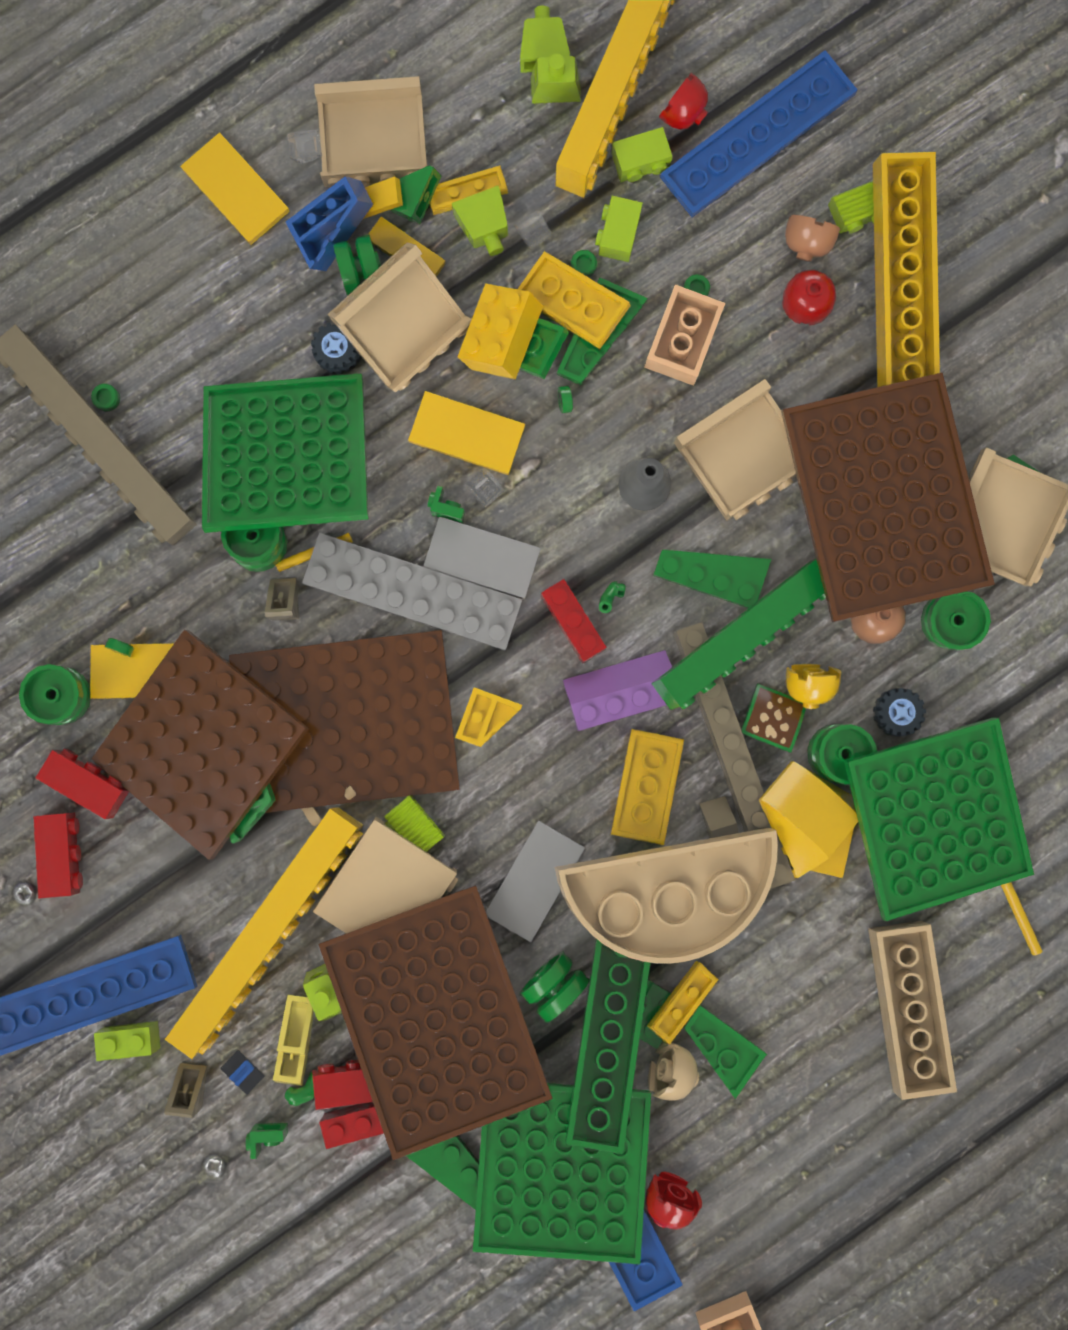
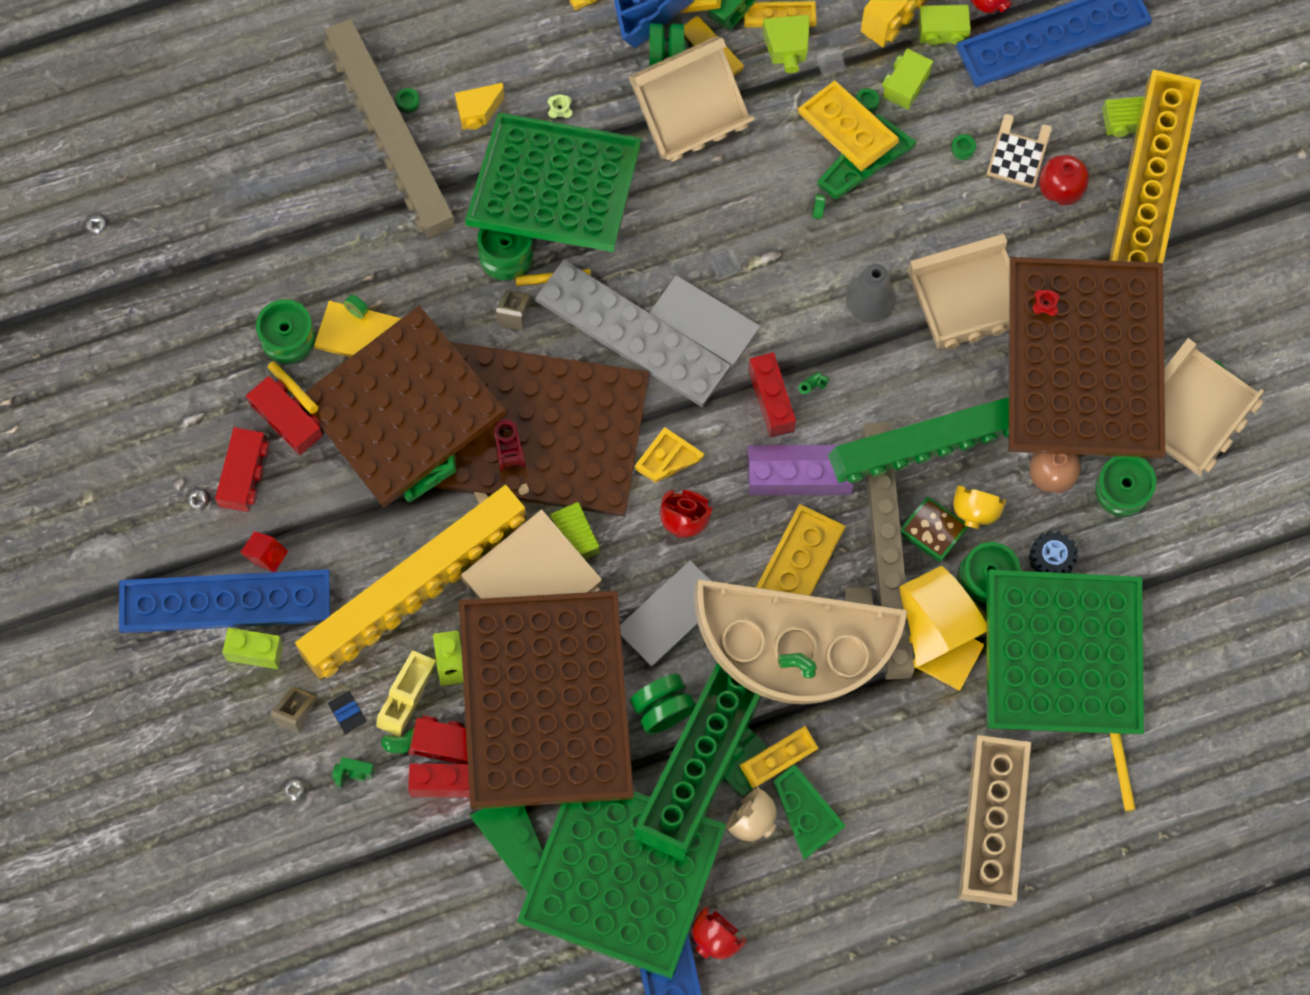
camera: 15 degrees right, 15 degrees down
(82, 752) = (298, 393): none -> yellow bar
(107, 938) = (264, 551): none -> red brick
(180, 384) = (478, 105): none -> yellow slope
(266, 353) = (559, 100): none -> yellowish green plate
(322, 759) = (508, 449): none -> dark red piece
(329, 340) = (620, 103): black wheel -> none
(449, 510) = (686, 271): green bracket -> none
(466, 433) = (721, 213): yellow tile -> none
(500, 331) = (776, 133): yellow brick -> none
(520, 776) = (684, 513): none -> red cylinder
(543, 348) = (802, 153): green hinge -> none
(684, 335) = (940, 179): light nougat brick -> none
(684, 920) = (798, 660): none -> green arm
(721, 576) = (912, 391): green wing -> none
(754, 284) = (1017, 157): none -> flag
(810, 237) = (1077, 128): nougat cylinder -> none
(839, 446) = (1049, 296): none -> red plate

